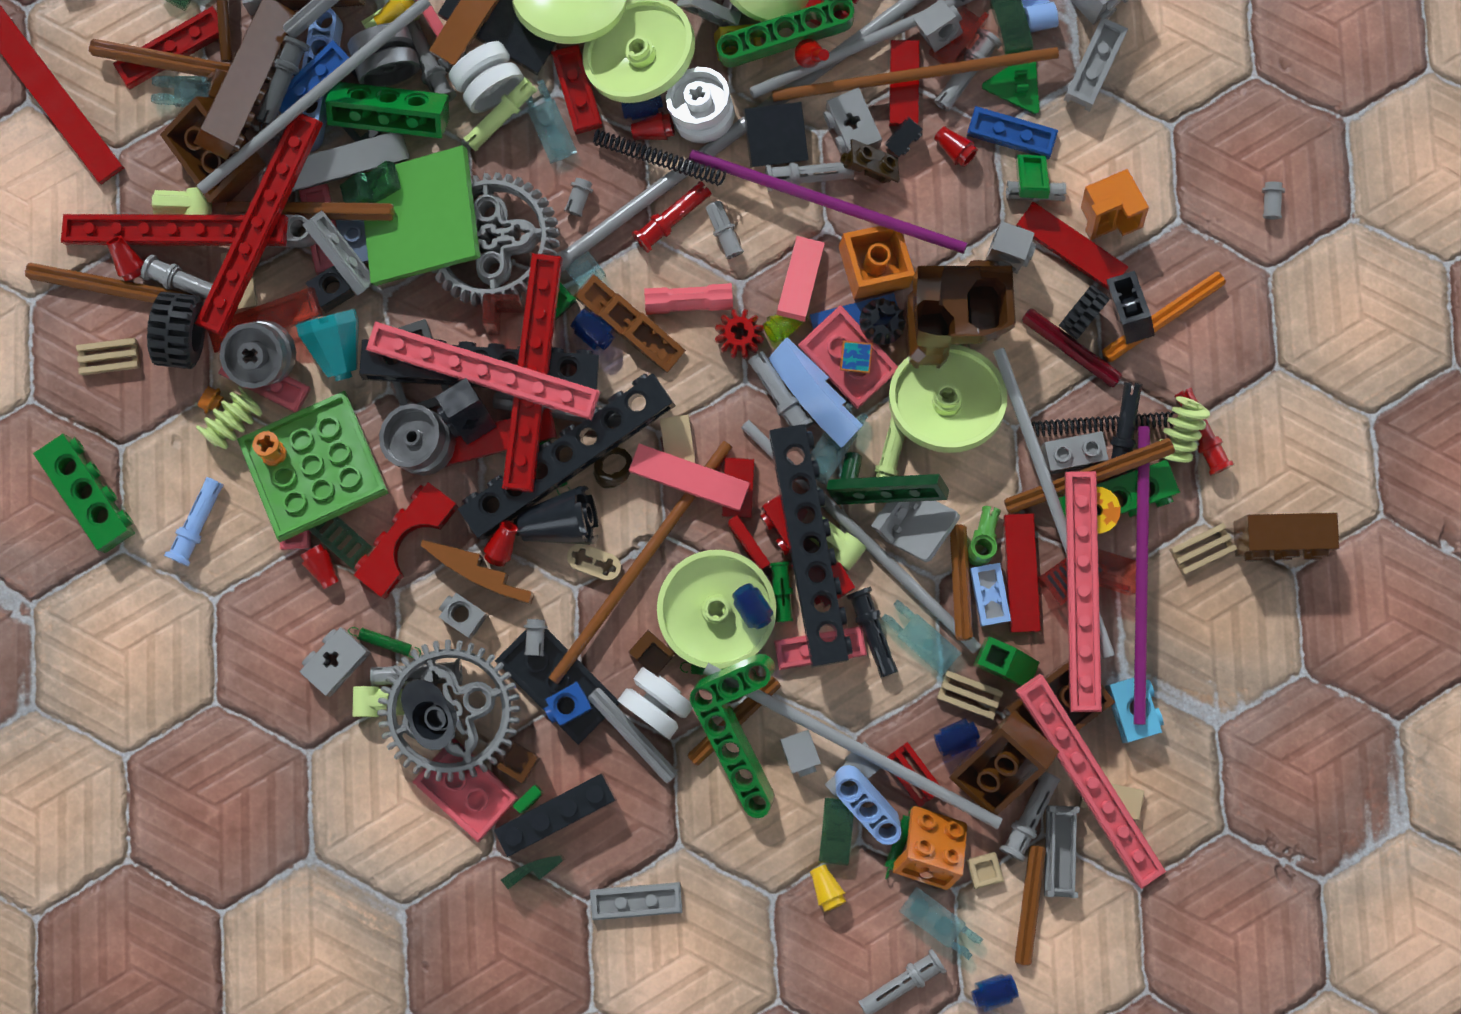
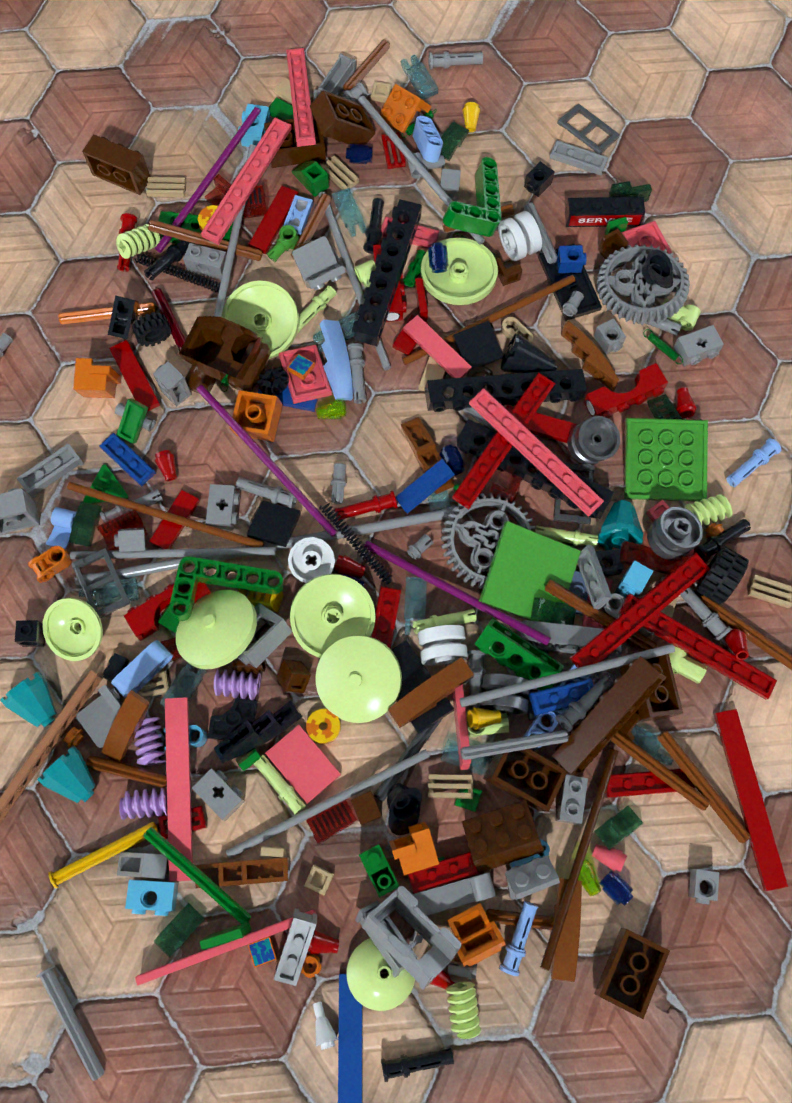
camera: 150 degrees left, 10 degrees down
(104, 68) = (703, 786): none -> dark orange axle
(202, 378) = (715, 543): none -> black pin
(270, 448) = (696, 477): orange bush -> none
(285, 269) = (634, 580): none -> medium azure brick
(387, 303) = (572, 537): none -> yellowish green pin
(464, 412) = (558, 436): black brick -> none
(501, 544) = (569, 362): red cone -> none
(505, 154) = (458, 593): none -> magenta piece
(609, 273) = (424, 486): none -> blue tile
(637, 512) = (478, 345): none -> black tile
(649, 939) = (595, 122): none -> dark grey window
(675, 838) = (539, 179): none -> black brick
(710, 297) = (396, 457): coral axle -> none
(750, 331) = (360, 410): red gear -> none
(800, 278) = (308, 429): coral tile -> none
(810, 53) = (223, 551): red cone -> none
(874, 161) = (224, 474): dark brown hinge -> none
(889, 489) = (347, 299): dark green piece -> none
(904, 136) = (195, 484): black piece -> none
(994, 992) = (408, 35): clear blue brick -> none
(1114, 759) = (281, 110): none -> green tile

